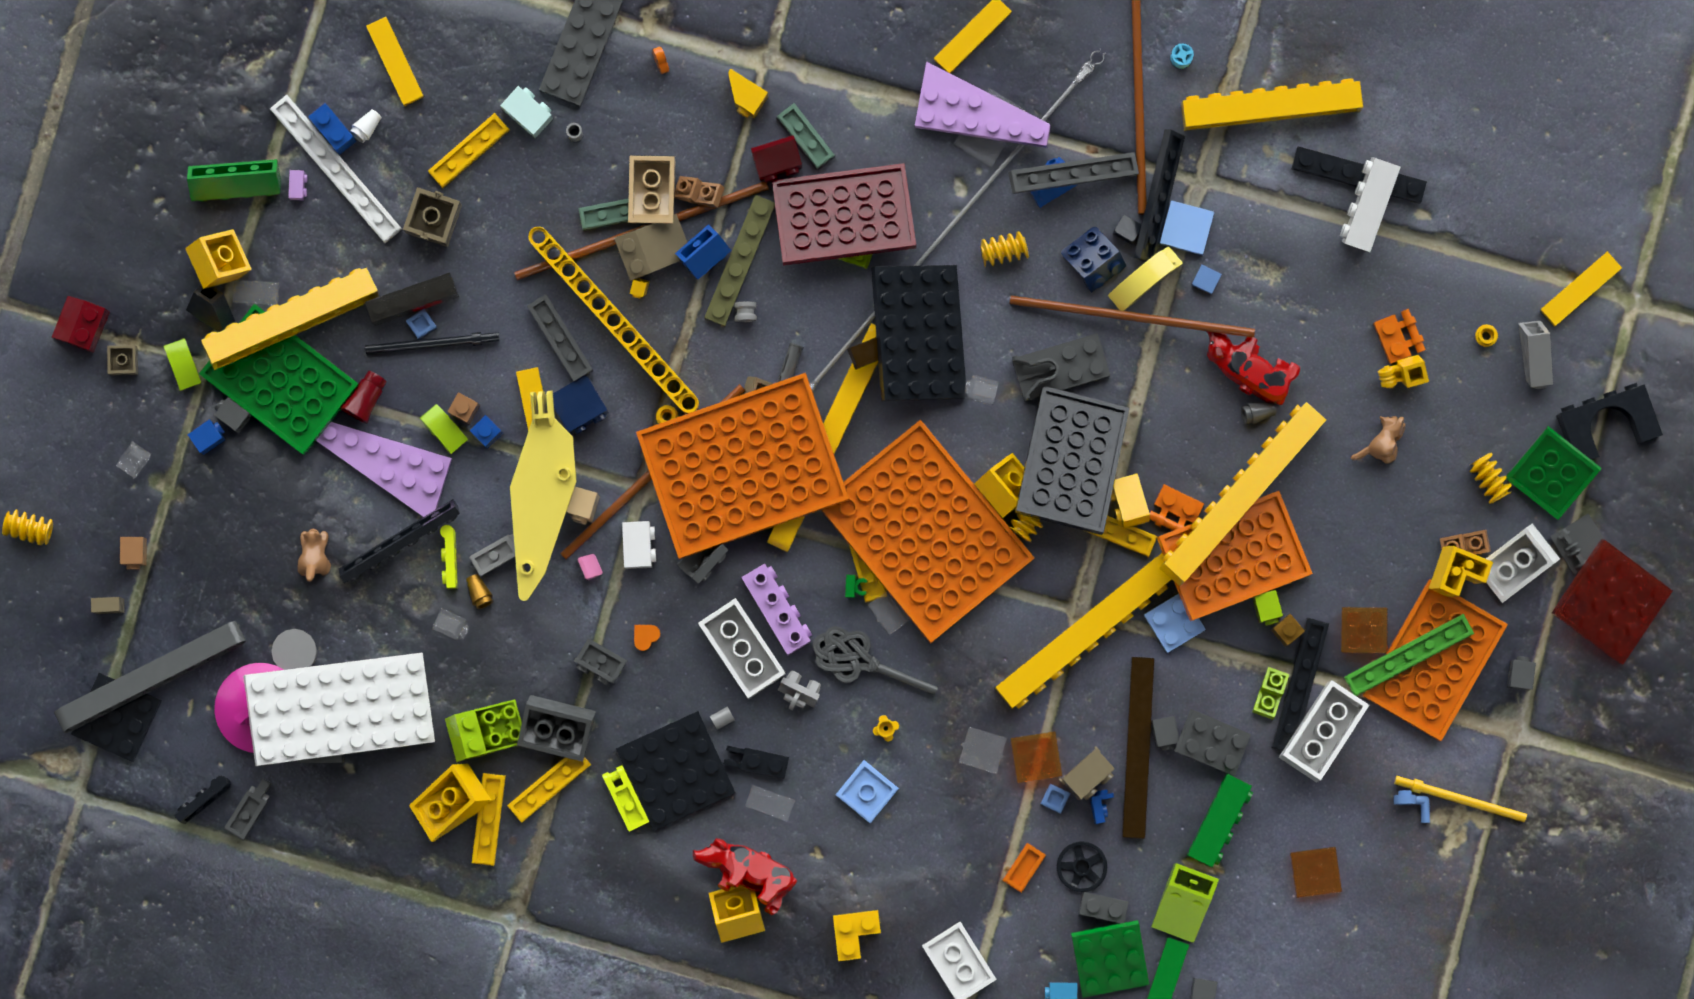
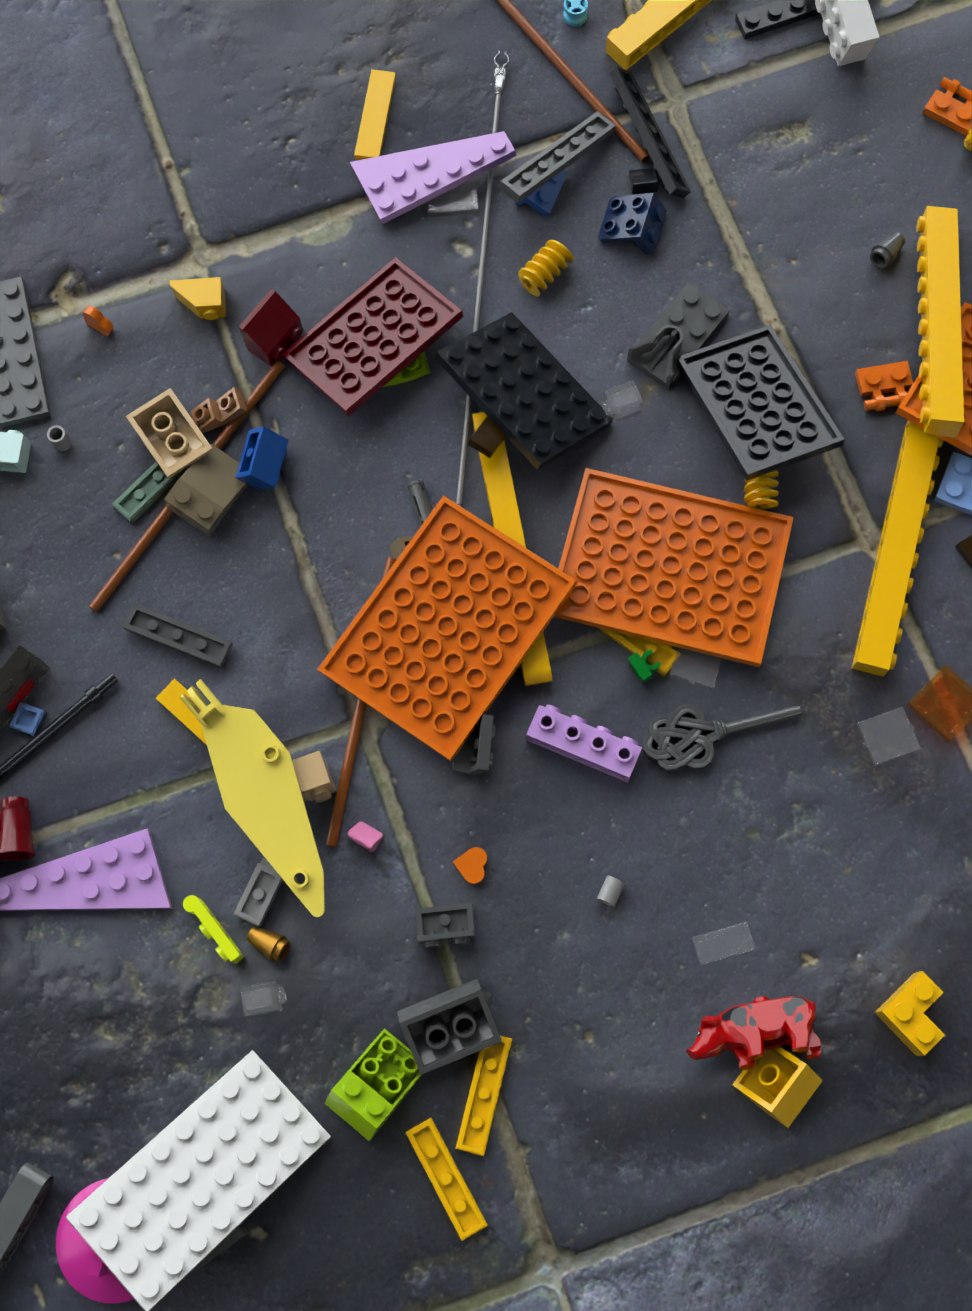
camera: 30 degrees left, 10 degrees down
(294, 650) = (111, 1146): light grey tile -> none
(313, 555) = (67, 1032): medium nougat animal -> none
(393, 545) = (144, 961): black plate -> none
(443, 428) = (119, 804): lime slope -> none
(449, 801) = (391, 1190): yellow slope -> none
(463, 408) = (126, 769): medium nougat brick -> none
(486, 432) = (165, 775): blue brick -> none
(579, 405) = (243, 683): dark blue bracket -> none
(609, 310) = (209, 572): yellow beam -> none
(626, 799) = (575, 1048): neon yellow plate -> none
(637, 544) = (399, 779): white brick -> none
(639, 287) = (223, 533): yellow piece -> none
(665, 409) = (331, 631): yellow plate -> none
(675, 770) = (603, 981): black plate -> none
(740, 260) = (304, 447): olive plate -> none
(742, 648) = (579, 805): white brick -> none
(745, 311) = (343, 486): light grey wheel -> none
(759, 762) = (681, 909): black hinge -> none
(798, 694) = (668, 810): light grey hips -> none
(805, 136) = (302, 301): sand green tile -> none
(867, 791) = (810, 859): light blue tile -> none
(879, 729) = (783, 775): yellow plate -> none
(1002, 484) = (712, 472): yellow slope -> none
(1129, 538) = (857, 441): yellow tile -> none
(1130, 501) = (843, 402): yellow brick -> none
(1132, 316) = (709, 242): dark orange piece -> none
(1144, 278) = (693, 206): light yellow arch -> none
(1186, 227) = (695, 143): light blue tile -> none
(1206, 279) = (747, 173): medium blue tile -> none
(1251, 371) = (850, 217): red animal -> none

